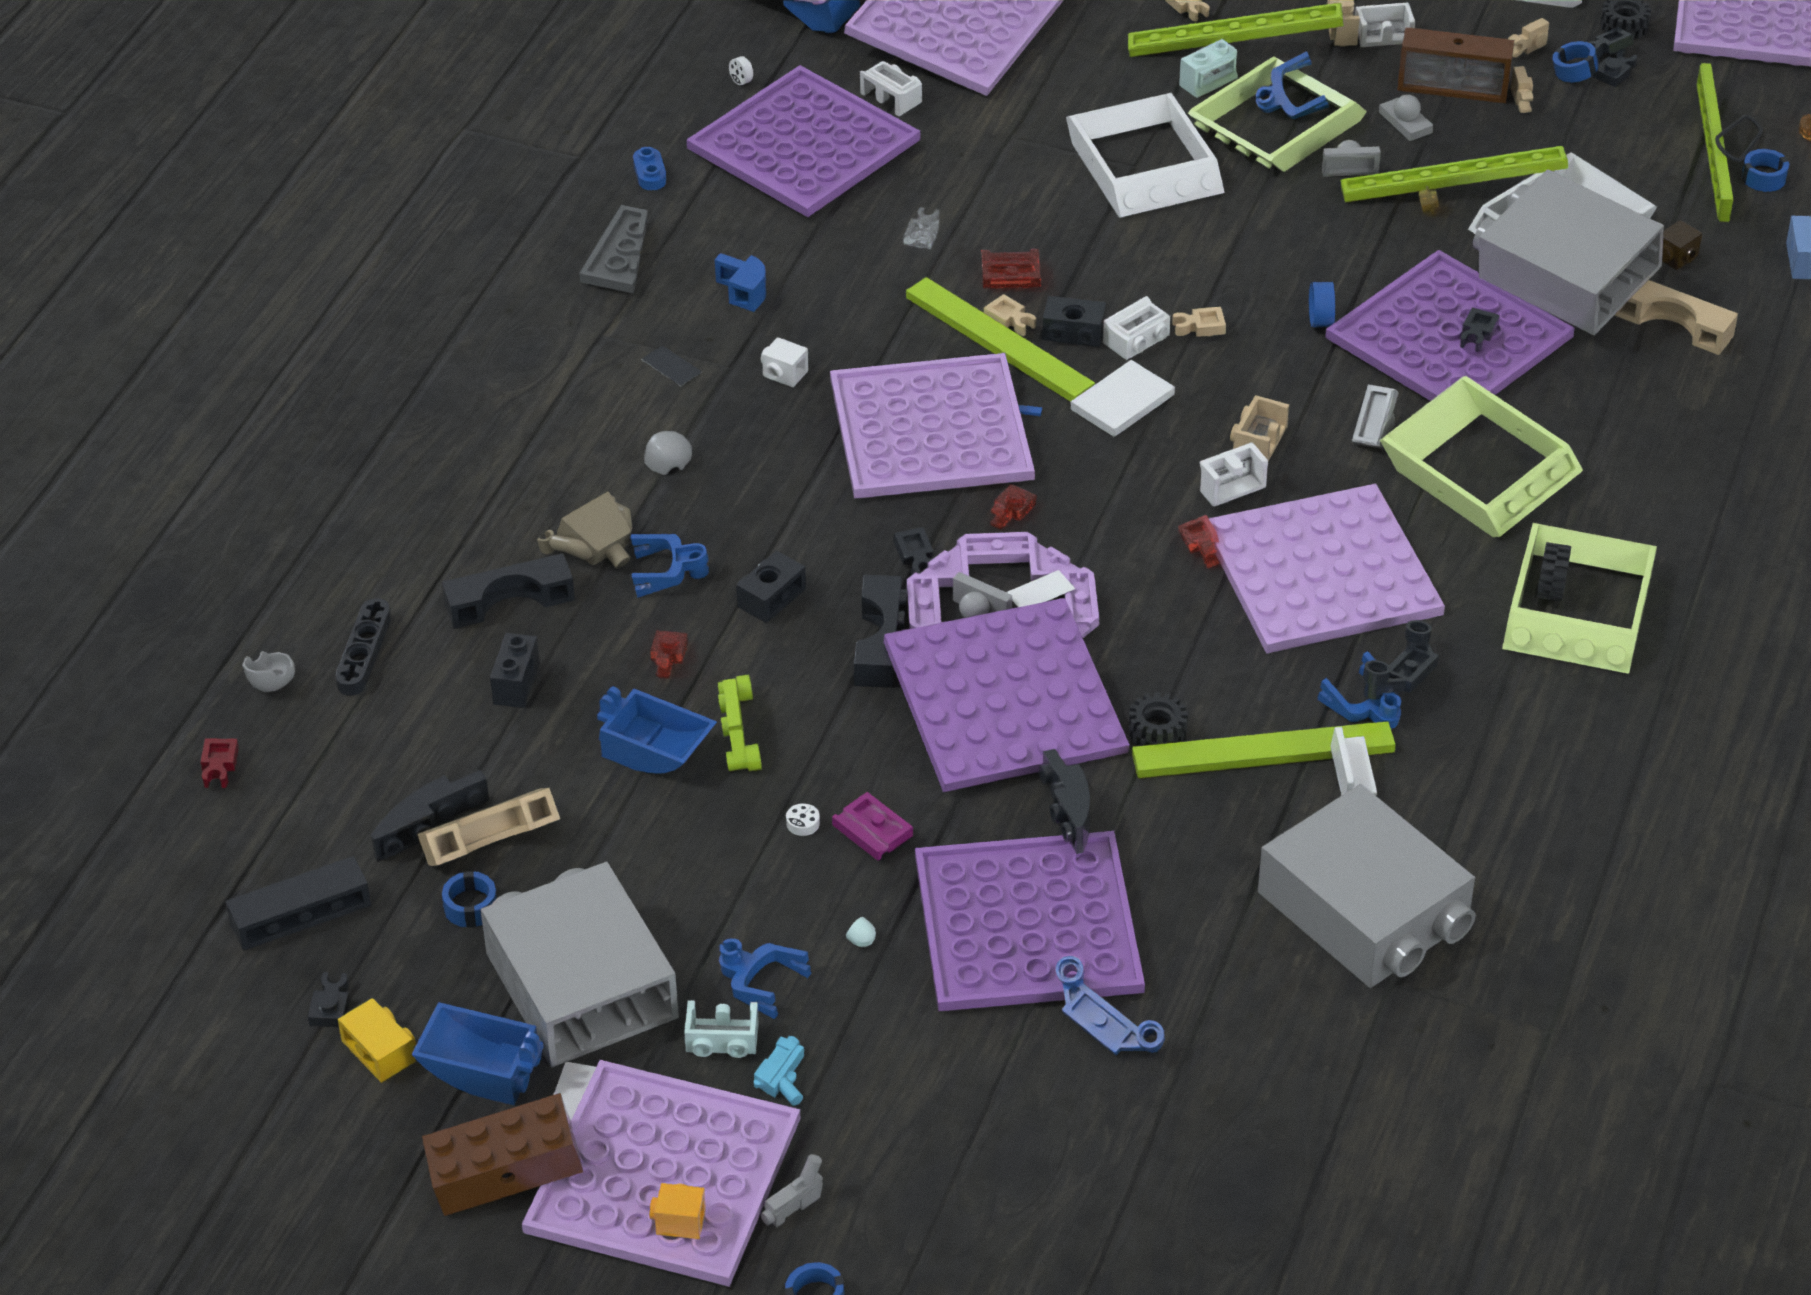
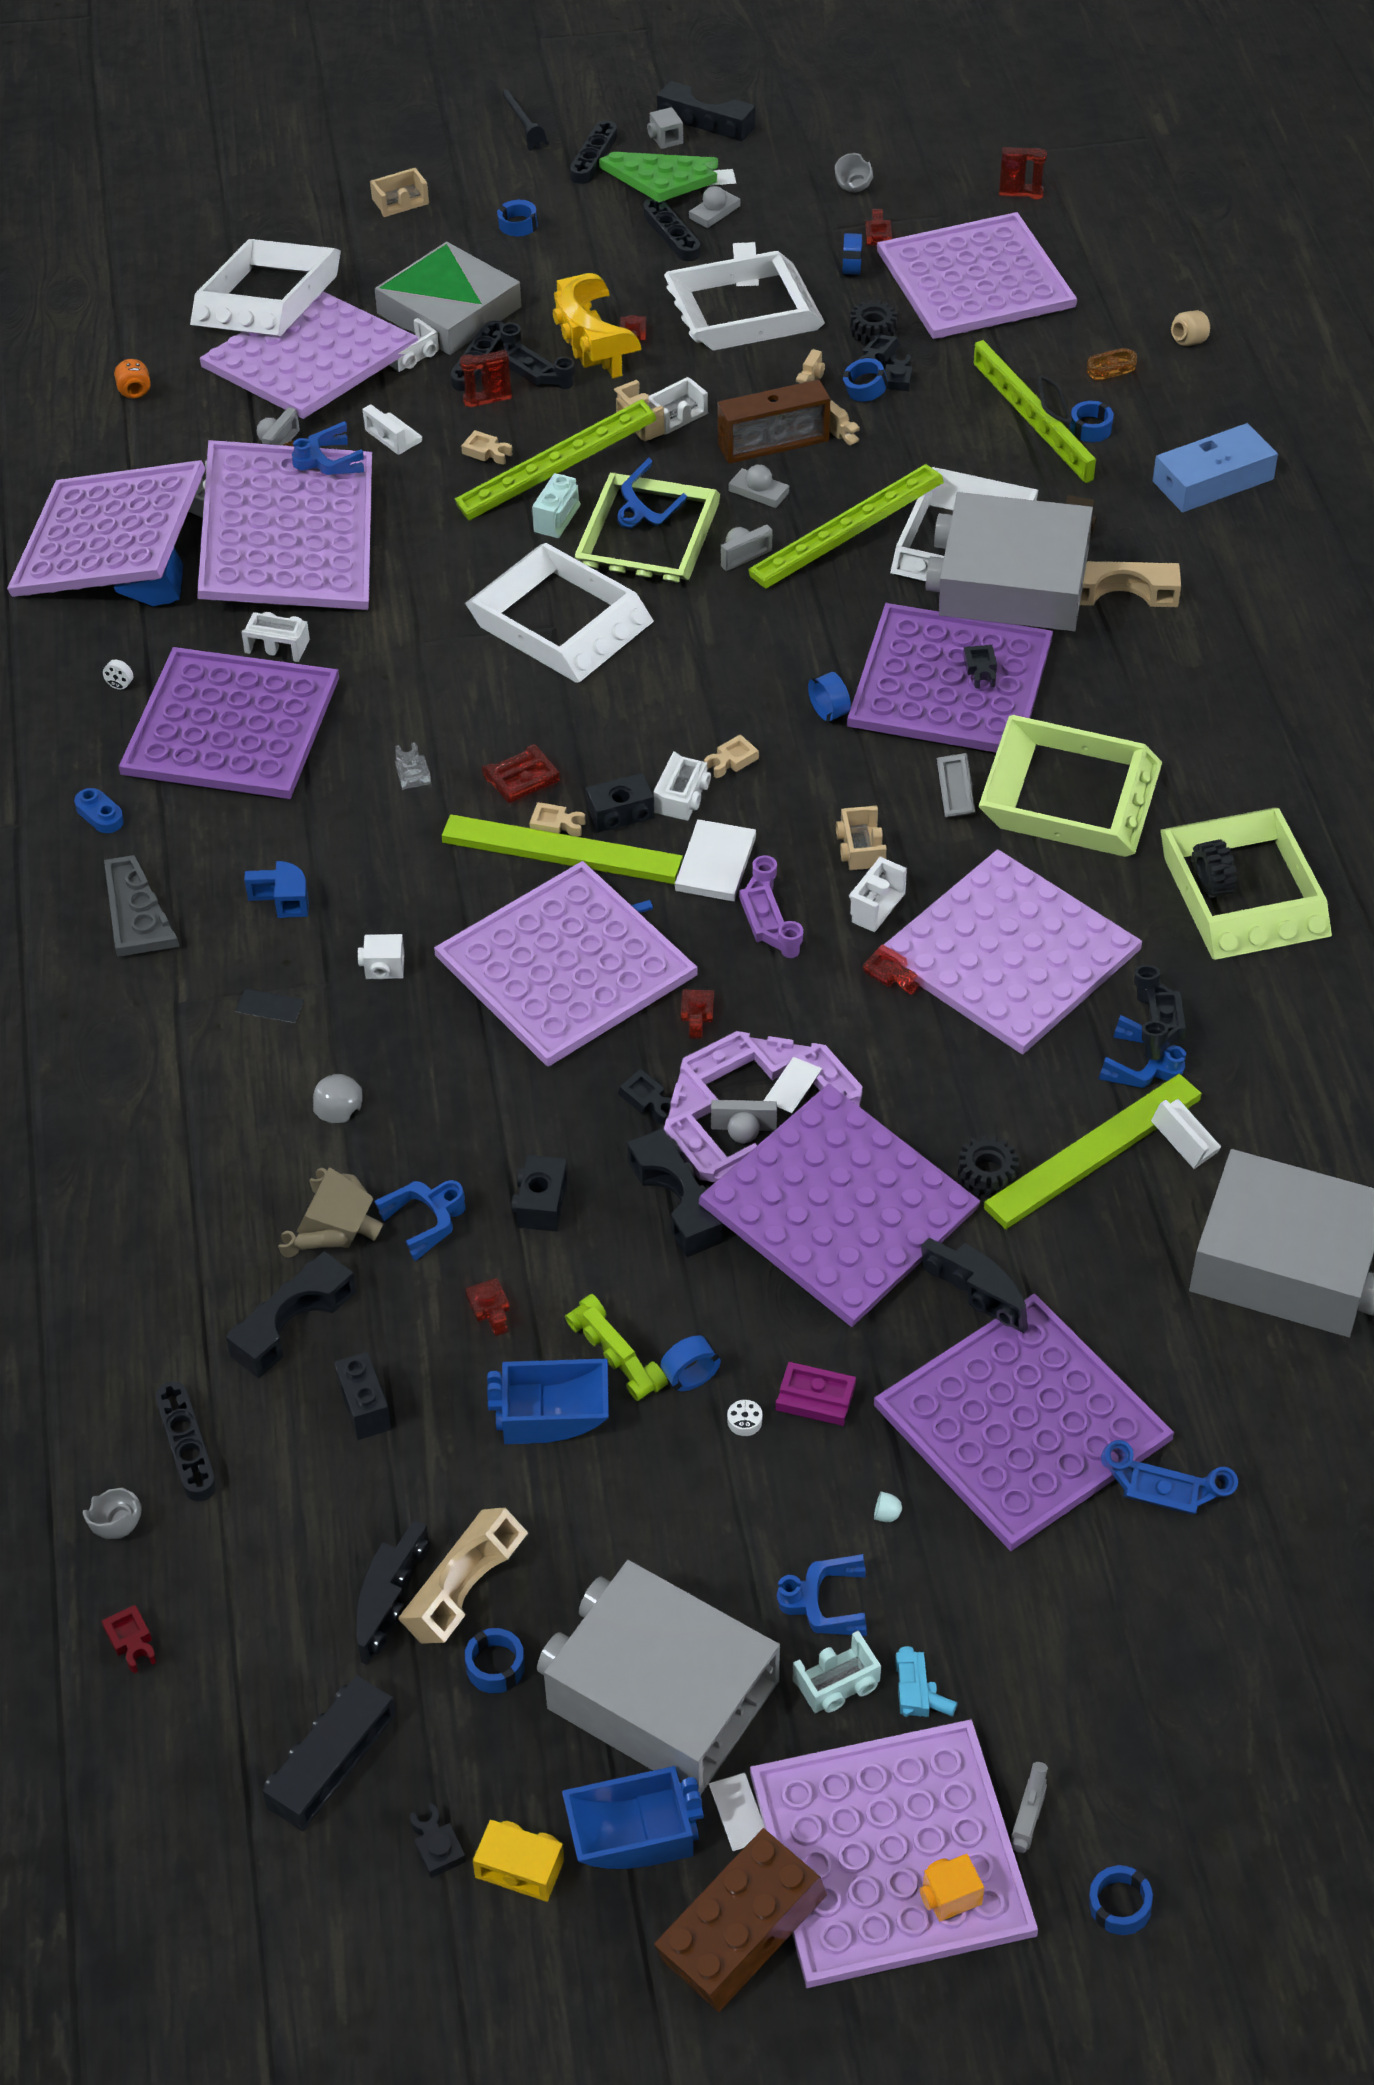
camera: 30 degrees left, 5 degrees up
(784, 742) = (685, 1353): none -> blue piece
(1129, 449) = (764, 912): none -> medium lavender plate
(1428, 200) = (839, 558): clear yellow plate -> none

